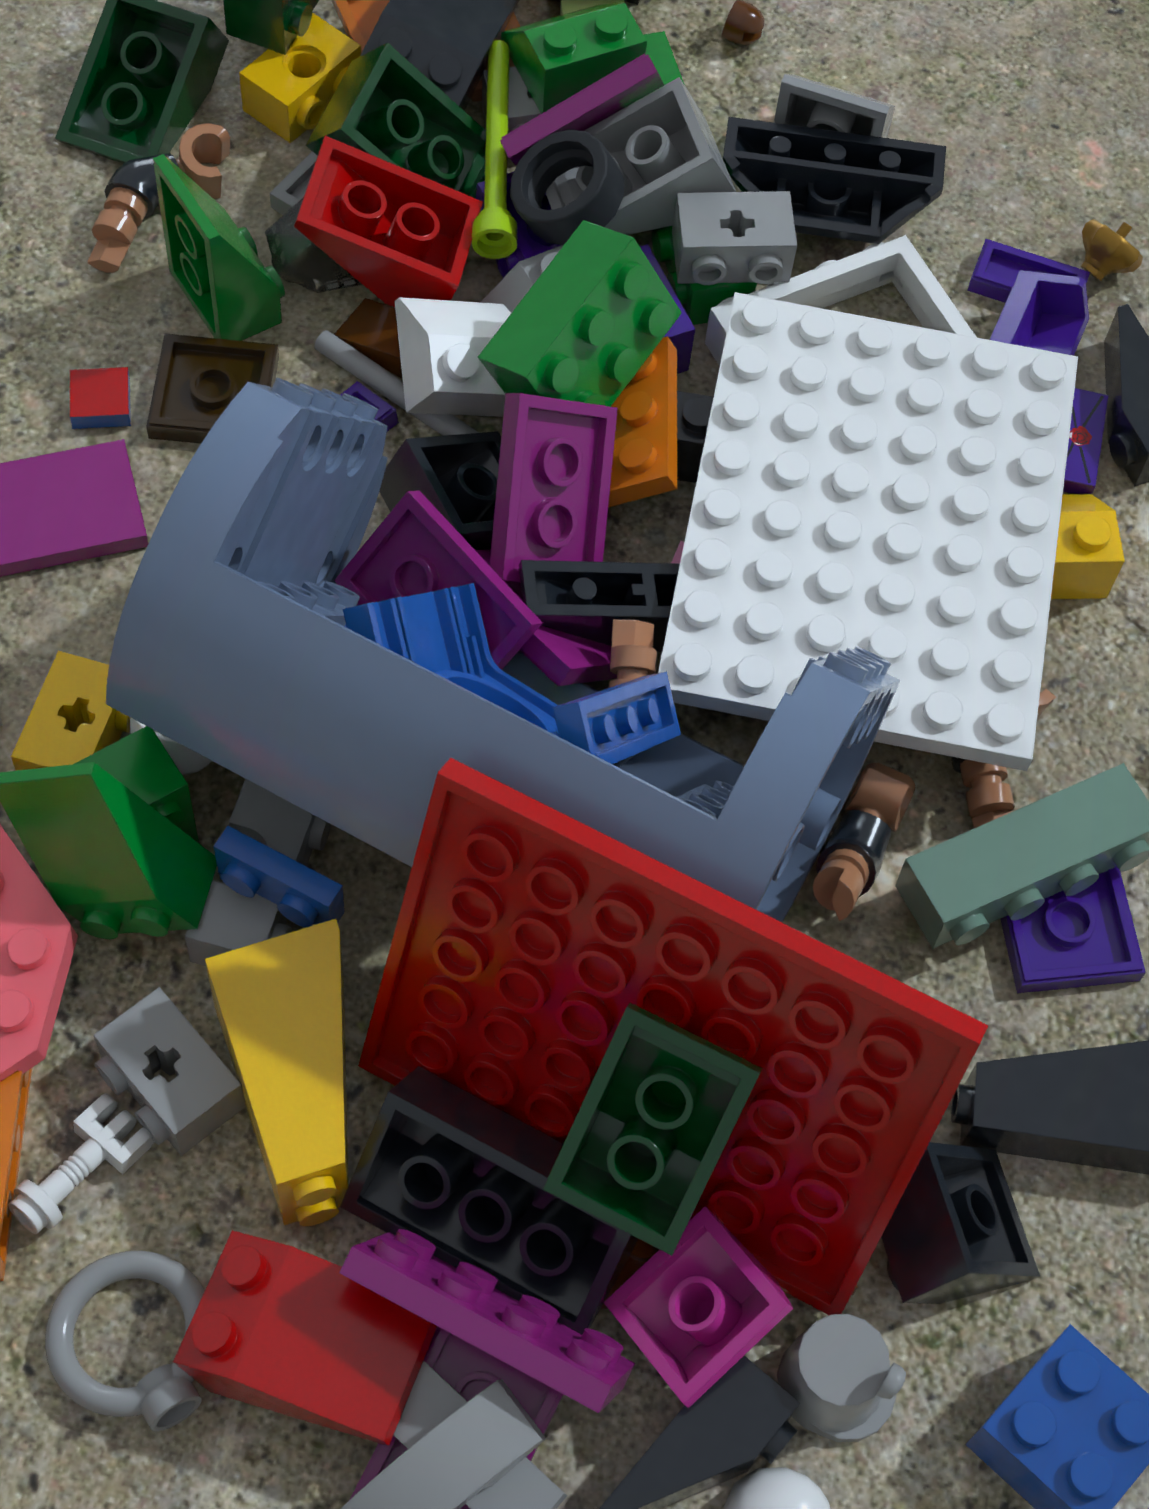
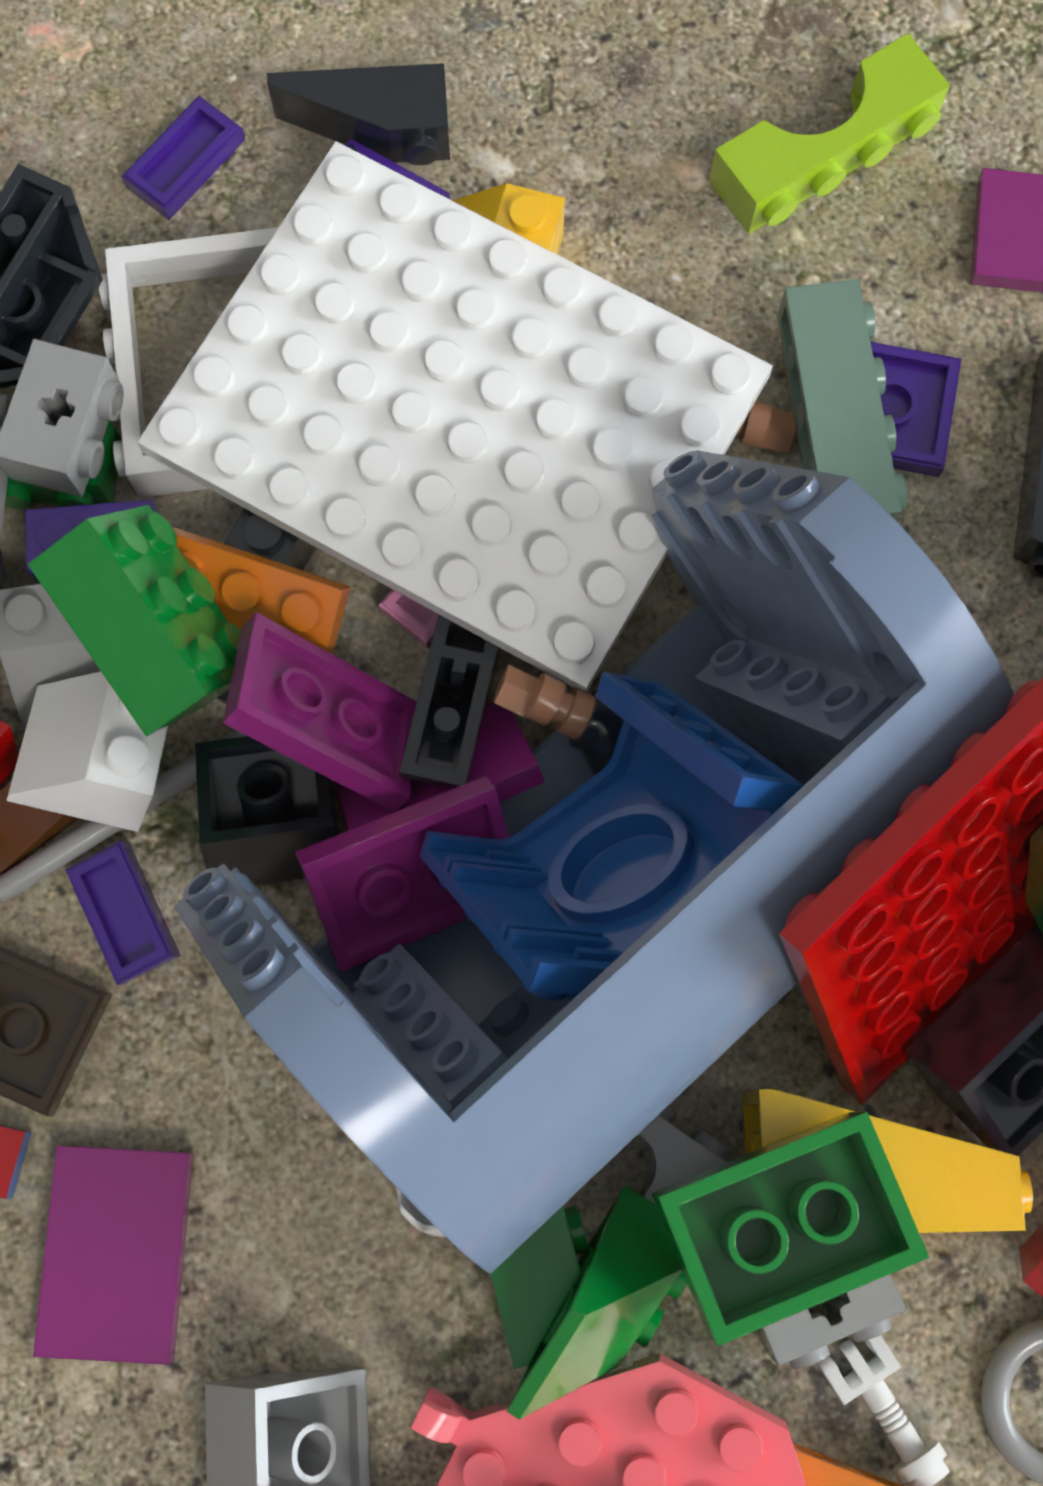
camera: 65 degrees left, 15 degrees up
(69, 716) = (418, 1328): yellow brick -> none
(217, 942) = (789, 1226): none -> green brick
(257, 869) = (705, 1114): blue plate -> none
(1044, 312) = (252, 163): dark purple panel -> none
(1108, 250) = (182, 66): pearl gold piece -> none

